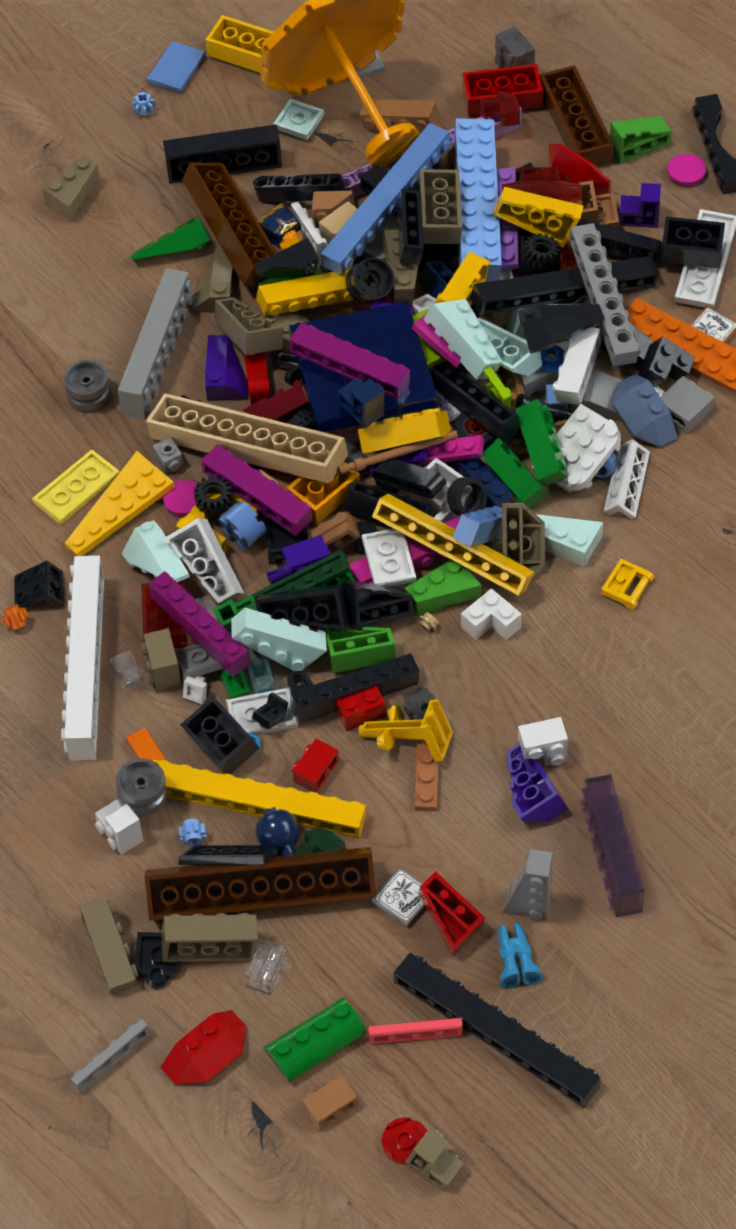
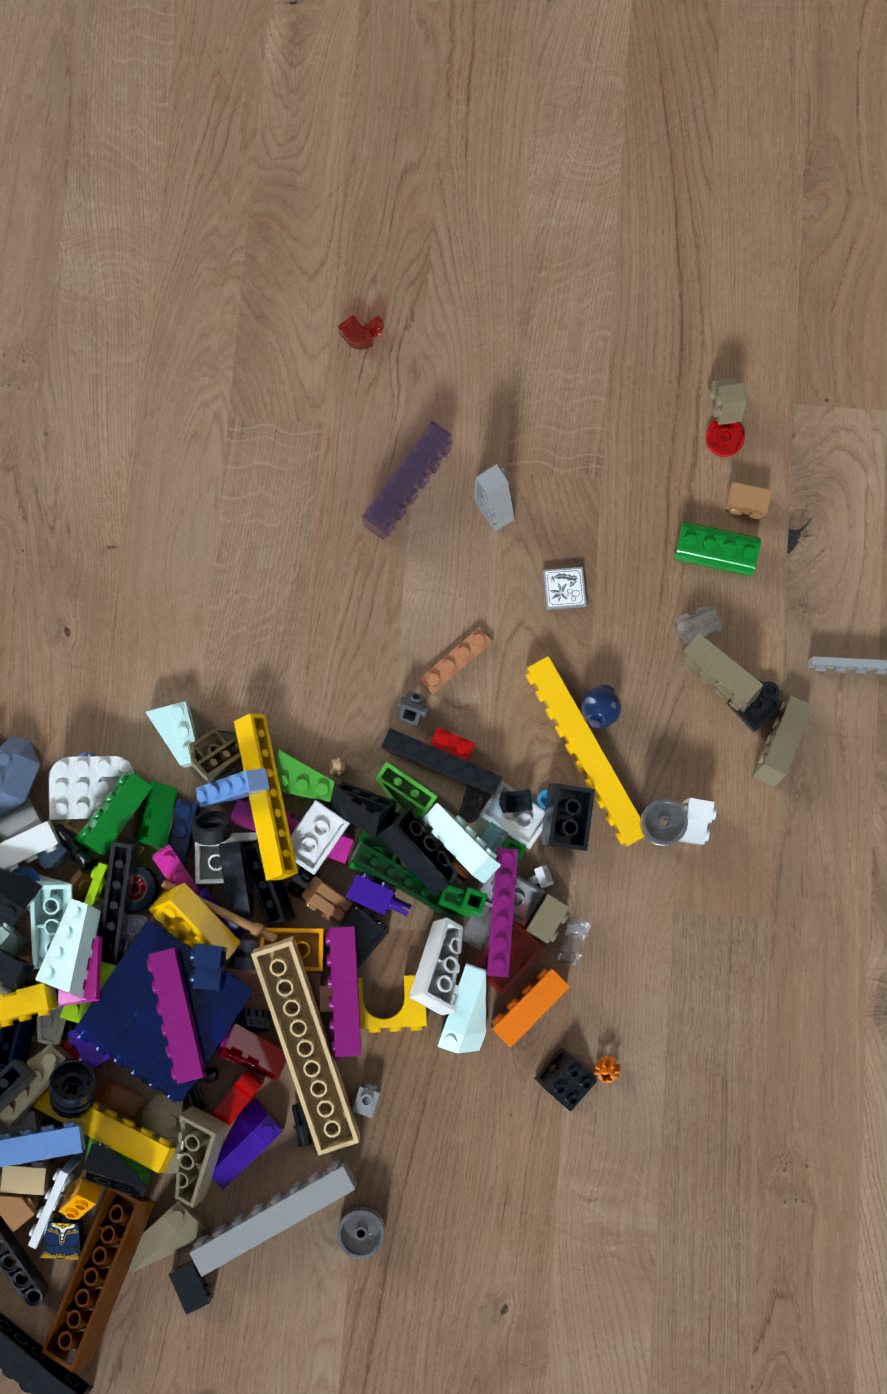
camera: 140 degrees left, 25 degrees up
(76, 487) = (453, 1146): light yellow tile -> none
(83, 659) = (597, 976): white brick -> none
(114, 599) = (529, 1006): none -> orange brick
(126, 497) = (430, 1095): yellow wing -> none
(144, 745) = (618, 866): orange tile -> none
(158, 263) = (190, 1287): none -> black brick
(181, 498) = (390, 1052): dark pink tile -> none
(186, 237) = (148, 1309): green wedge -> none
(192, 832) = (651, 767): light blue gear -> none
(206, 1049) = (785, 608): red wedge -> none
(209, 486) = (378, 1033): black tyre -> none
(228, 855) = (652, 718): black tile -> none
(242, 525) = (381, 976): medium blue brick -> none
(277, 883) = (651, 680): reddish brown brick -> none
(315, 765) = (524, 735): red brick -> none
(320, 841) = (577, 673): clear green brick -> none
(415, 1031) = (651, 492): coral tile -> none
(432, 728) = (428, 674): yellow piece -> none
(450, 912) = (552, 539): red wedge -> none
(491, 612) = (292, 730): white brick -> none
(497, 1030) = (603, 446): black brick -> none
(516, 947) = (540, 485): dark azure piece -> none
(532, 789) = (407, 575): dark purple wedge -> none
(544, 739) = (369, 591): white brick -> none
(620, 581) = (180, 664): yellow plate -> none
(623, 475) = (86, 739): white fence -> none

